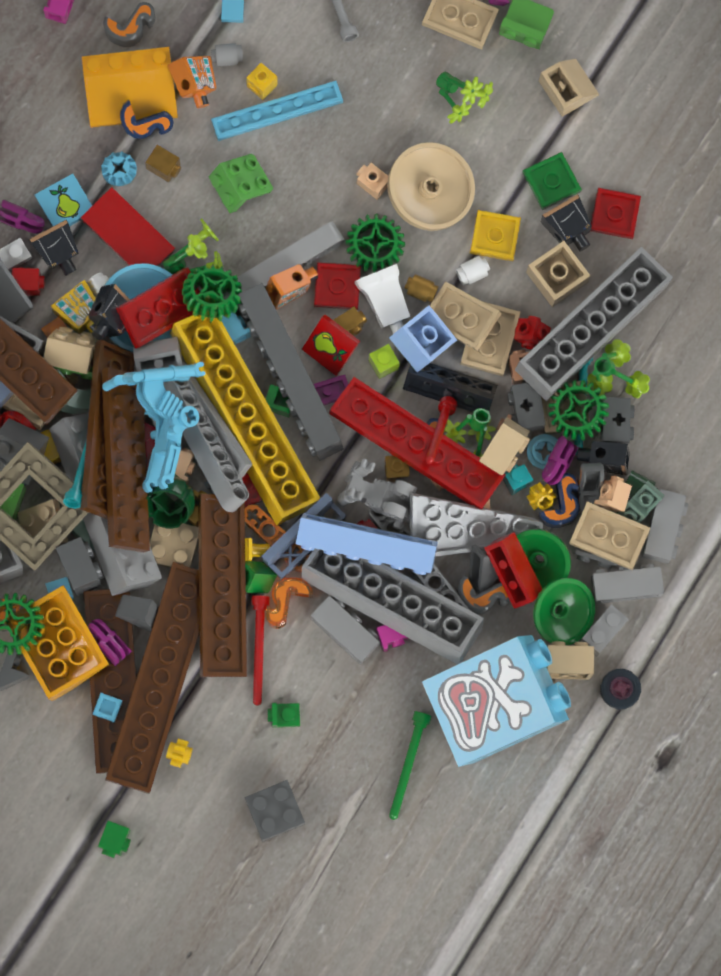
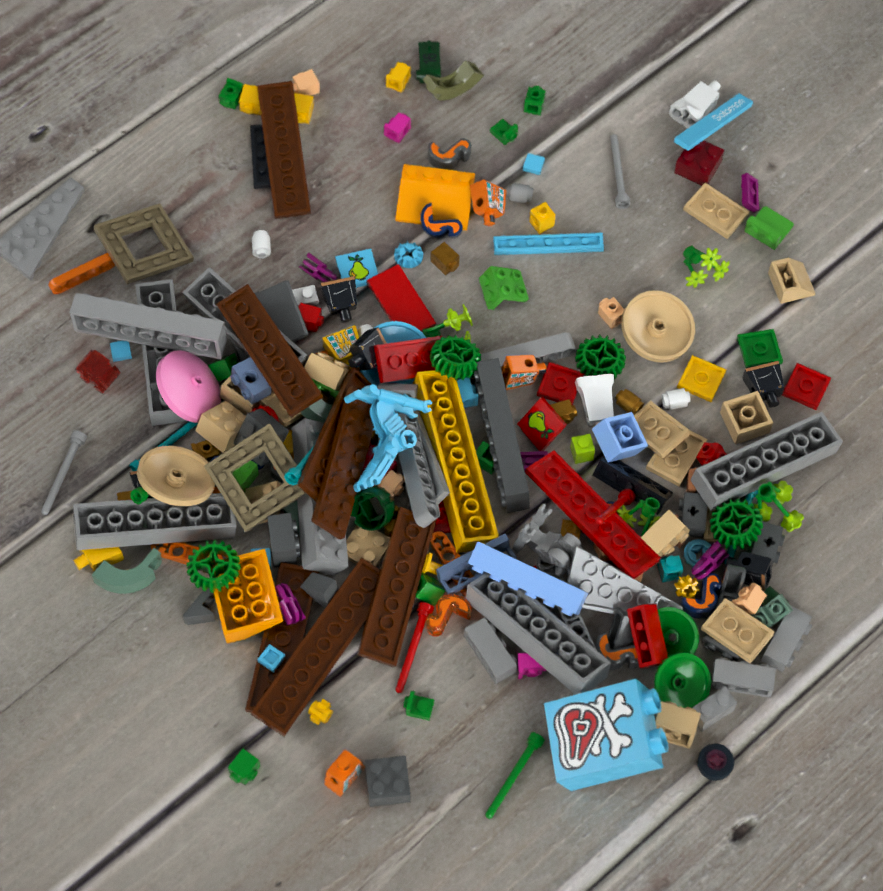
camera: 20 degrees right, 15 degrees down
(224, 814) = (344, 771): none -> orange torso

